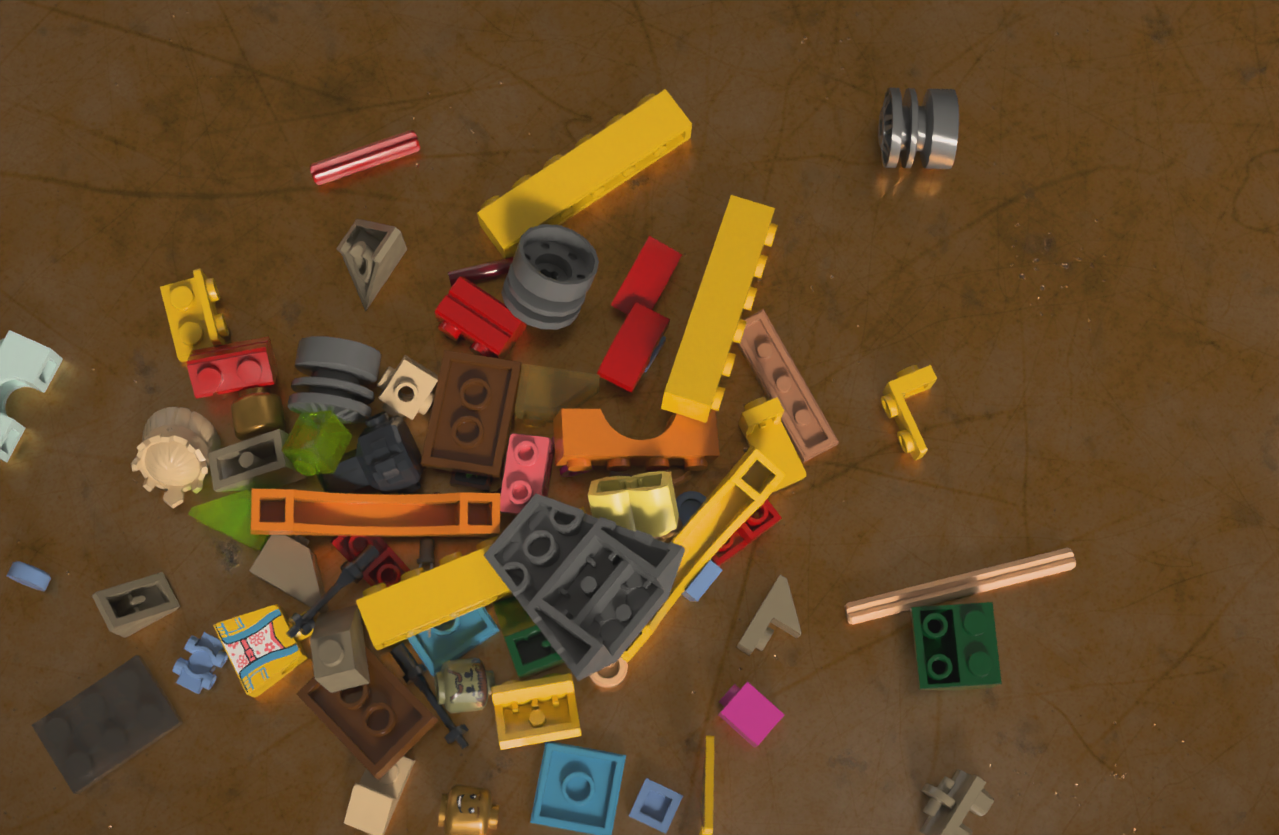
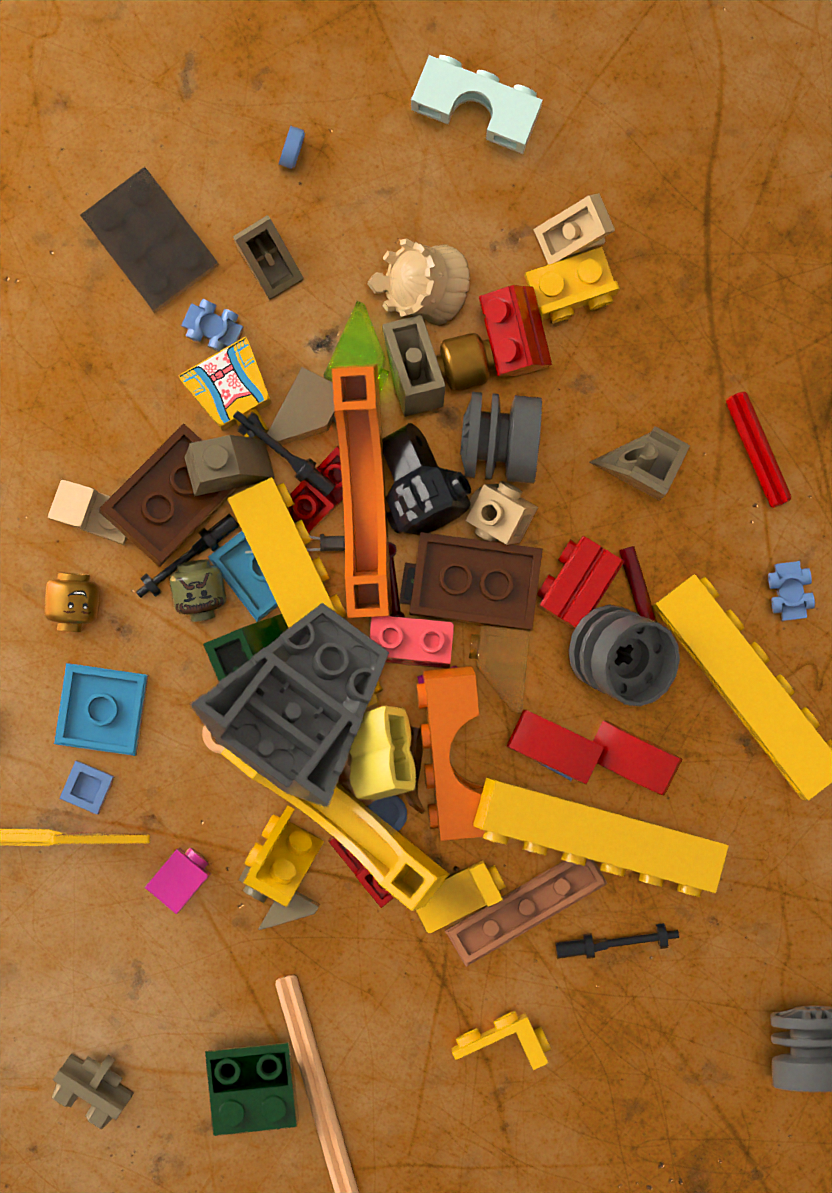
camera: 90 degrees right, 10 degrees up
(140, 308) = (575, 229): none -> tan slope
(316, 443) = (432, 425): clear neon green brick -> none
(501, 136) = (791, 598): none -> medium blue piece
(535, 710) = (173, 663): yellow bracket -> none
(702, 581) = (309, 828): medium blue tile -> none
(733, 609) = (282, 860): none -> yellow bracket
(820, 328) = (588, 945): none -> black piece

